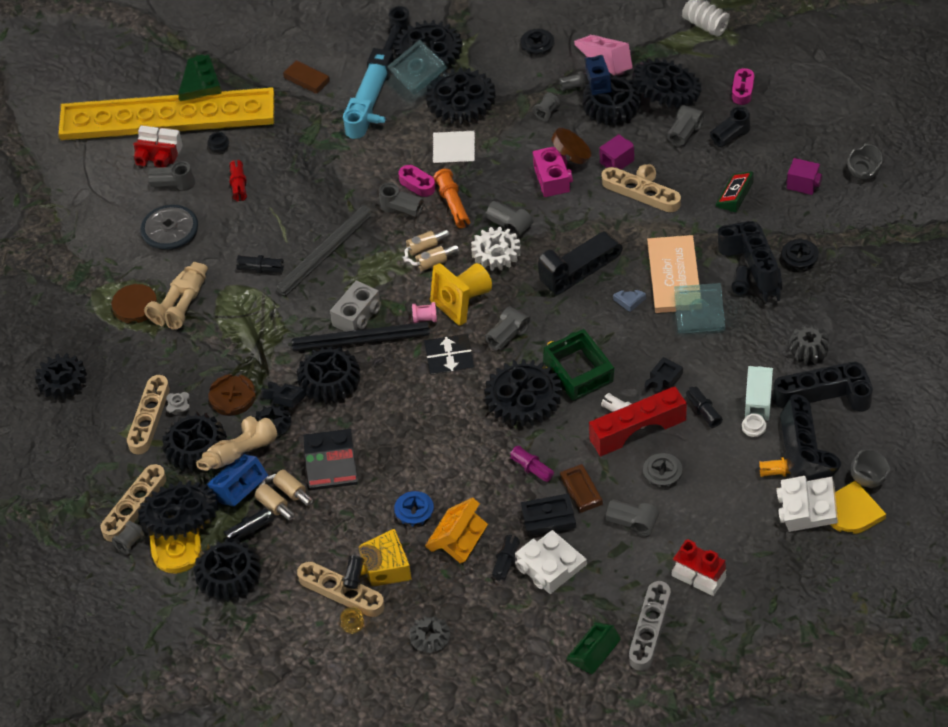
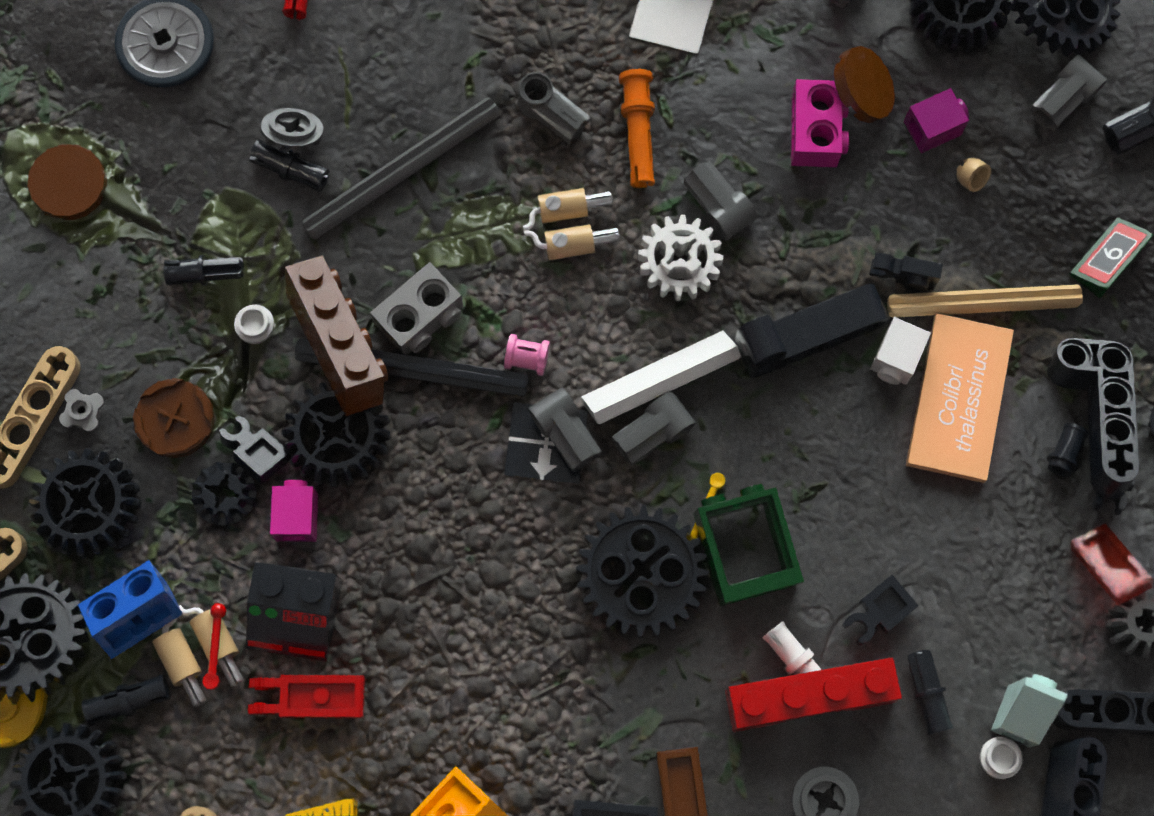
camera: 10 degrees right, 25 degrees up
(187, 287) = (160, 173): tan piece -> none
(227, 322) = (202, 270): none -> black axle
(255, 435) = (129, 553): tan piece -> none
(257, 245) = (281, 122): none -> dark grey gear
(264, 339) = (254, 324): none -> white plate
(295, 498) = (211, 680): none -> red hinge
(313, 323) = (335, 335): none -> brick
(316, 415) = (294, 512): none -> dark pink brick
(352, 498) = (312, 696): none -> red hinge
(405, 504) = (391, 730): blue gear -> none
(419, 178) = (585, 74): dark pink beam -> none
(453, 293) = (587, 336): yellow plant -> none
(453, 336) = (559, 419): none -> dark grey piece
(506, 301) = (661, 377): none -> white tile
(531, 463) = (616, 720): magenta axle -> none
(617, 179) = (960, 199): tan beam -> none
(626, 222) = (914, 273): none -> black plate
(630, 299) = (871, 425): sand blue tile -> none
(632, 259) = (900, 352): none -> white brick
(673, 227) = (984, 301): none -> tan axle
(699, 308) = (981, 489): clear light blue tile -> none
(782, 321) = (1111, 564): none -> clear red tile

